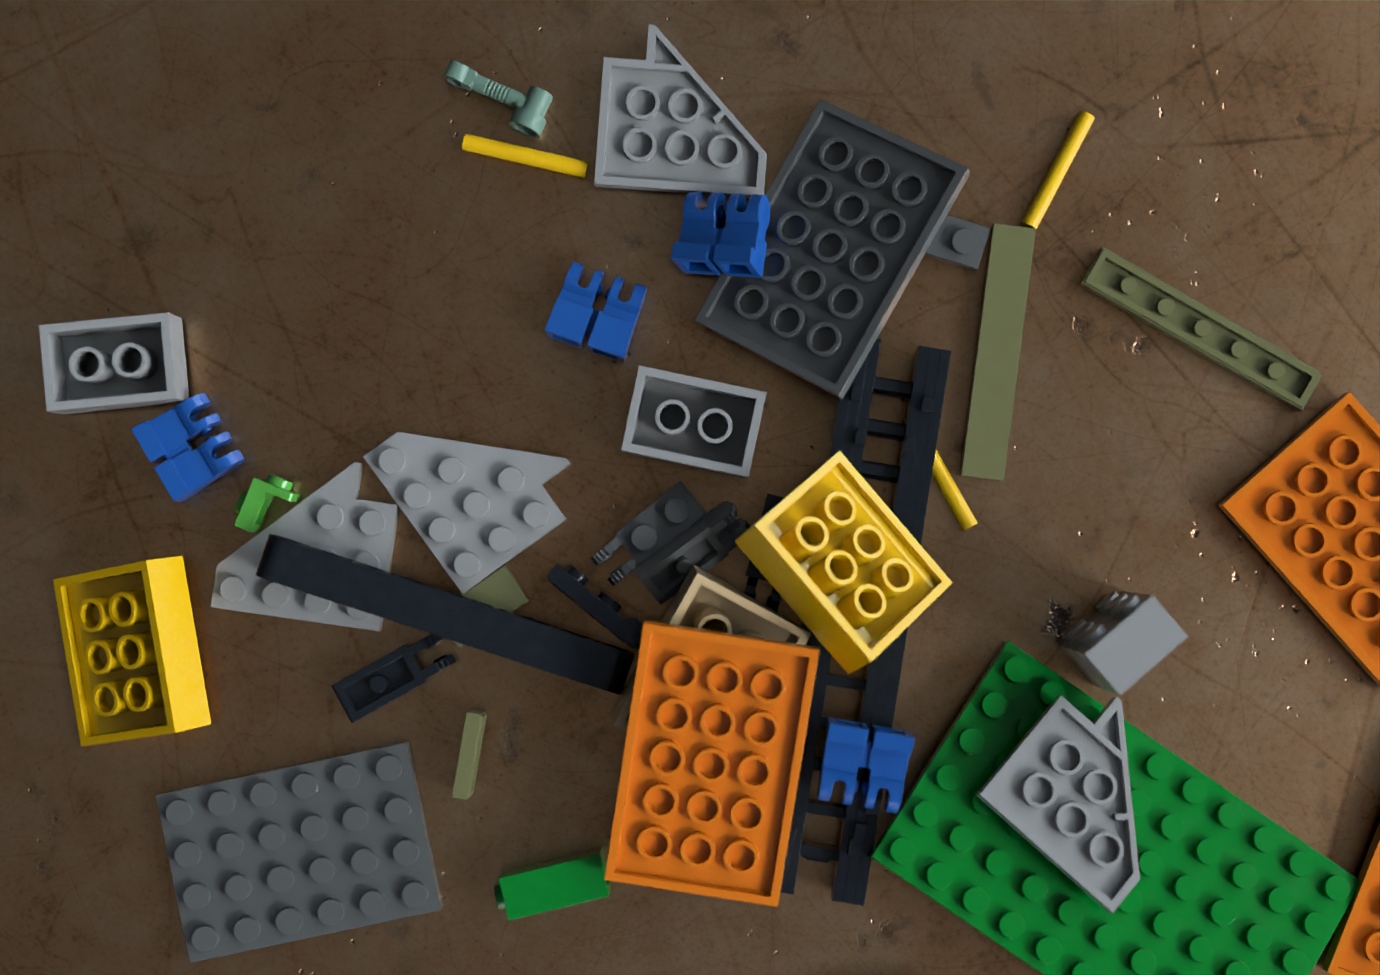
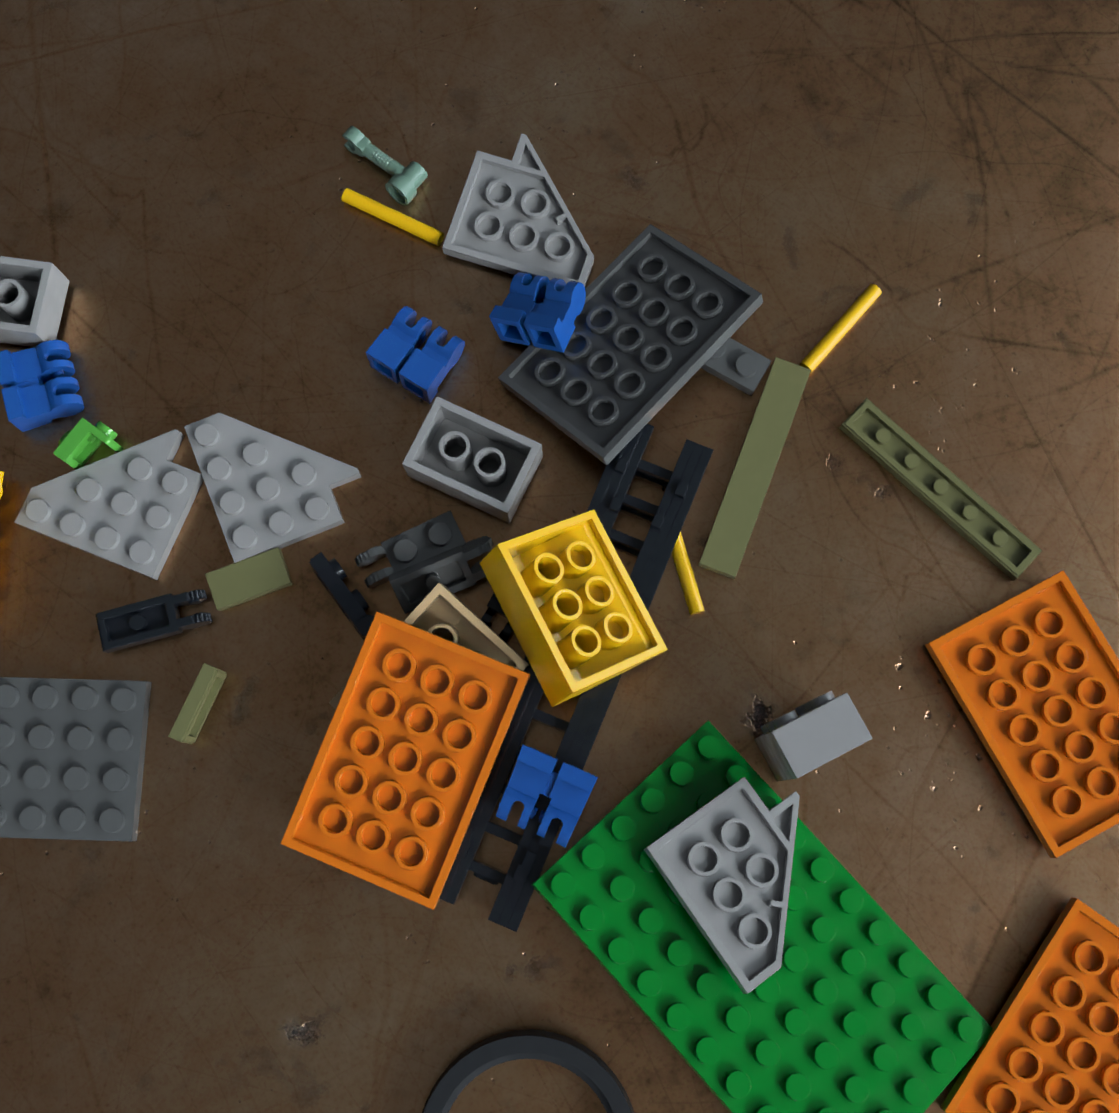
camera: 15 degrees right, 10 degrees down
(444, 614) = (210, 572): black beam -> none
(552, 884) = (236, 842): green brick -> none

